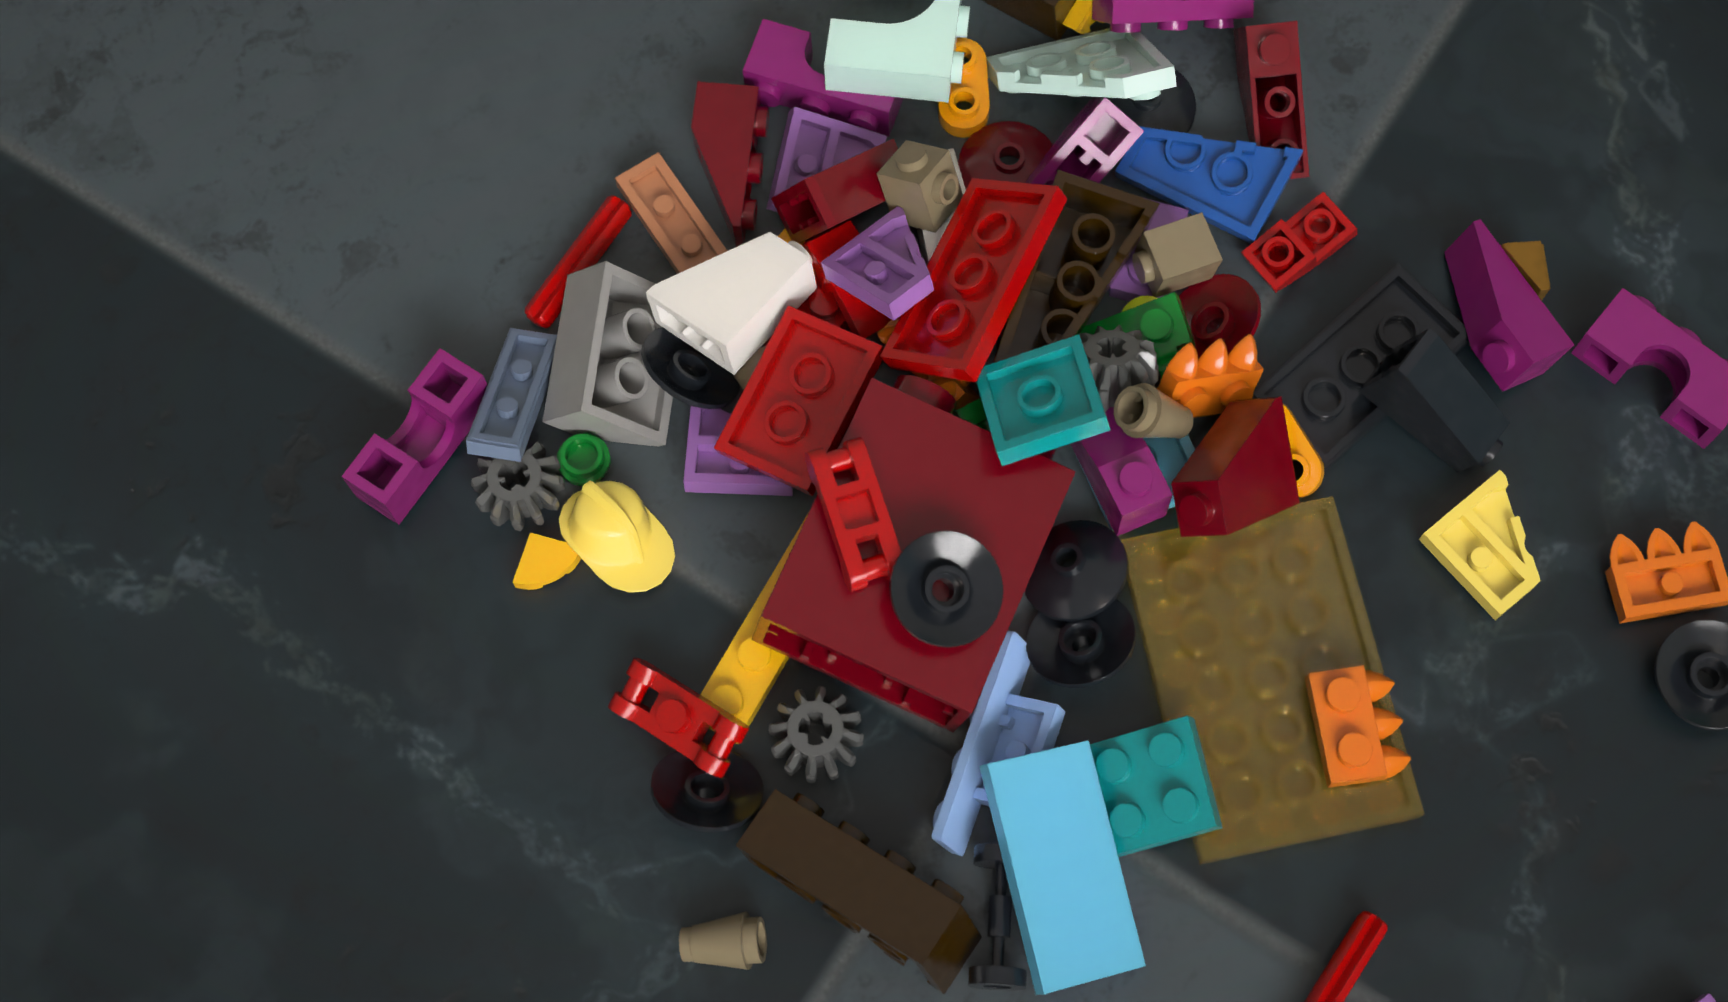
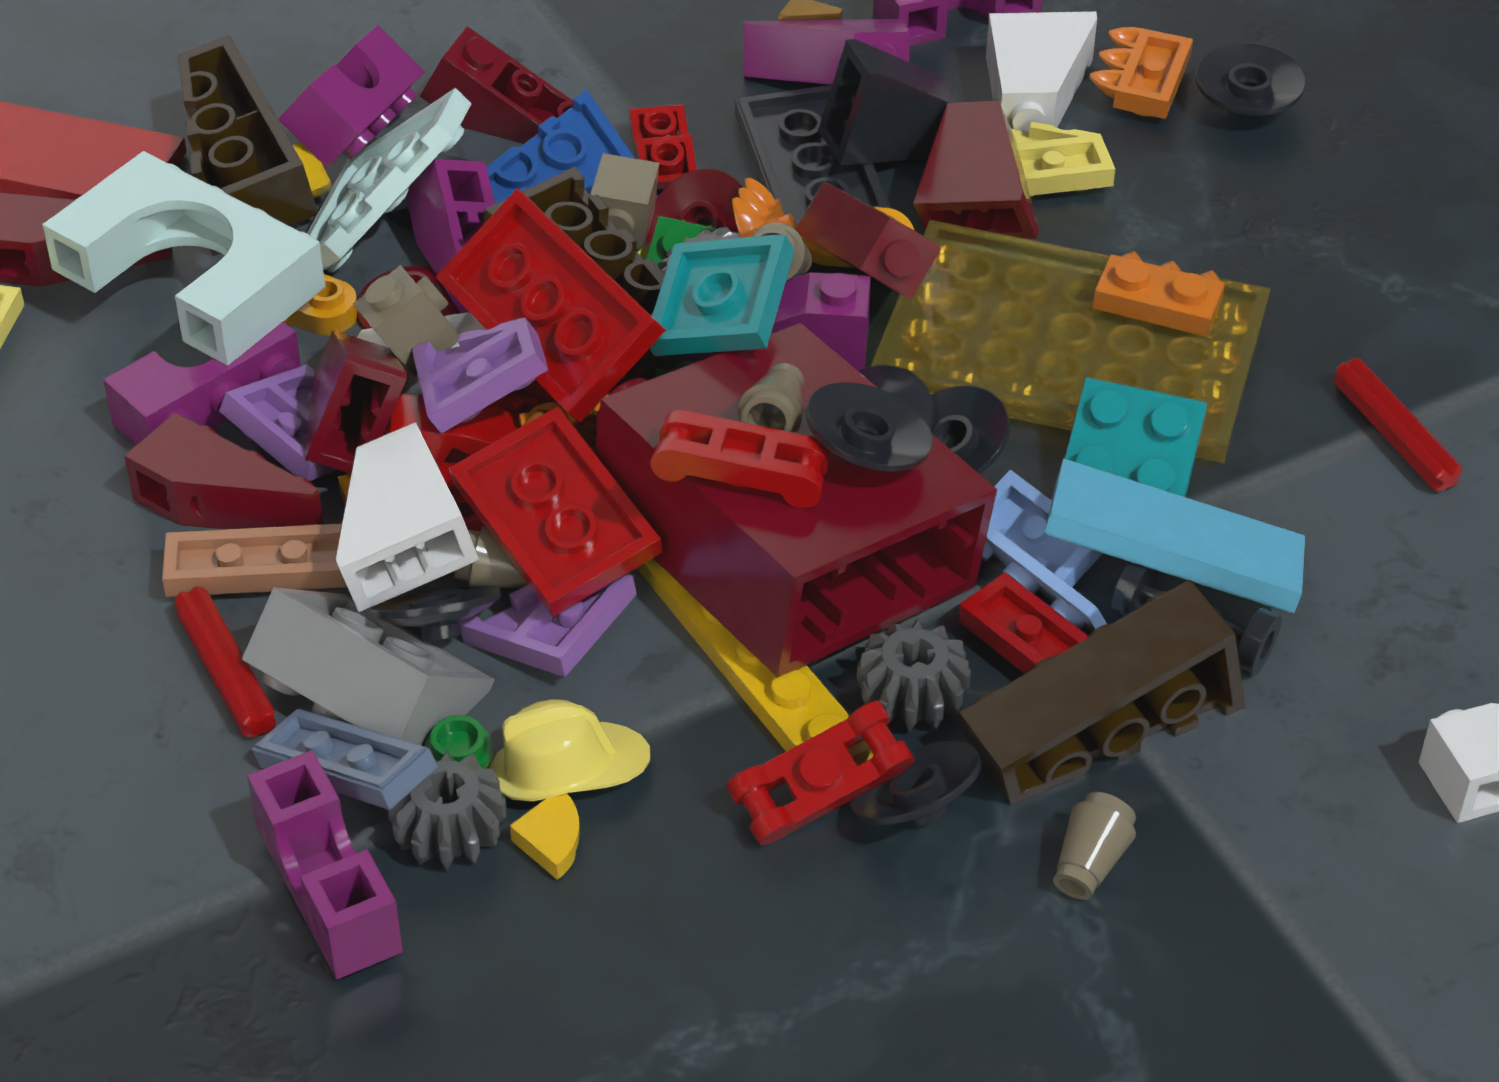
camera: 65 degrees left, 25 degrees down
(910, 797) = (1017, 623): none -> red plate
(935, 505) = (775, 399): none -> dark tan cone
(1403, 508) = (976, 174): none -> dark red slope
(1601, 485) = (1038, 63): none -> white slope

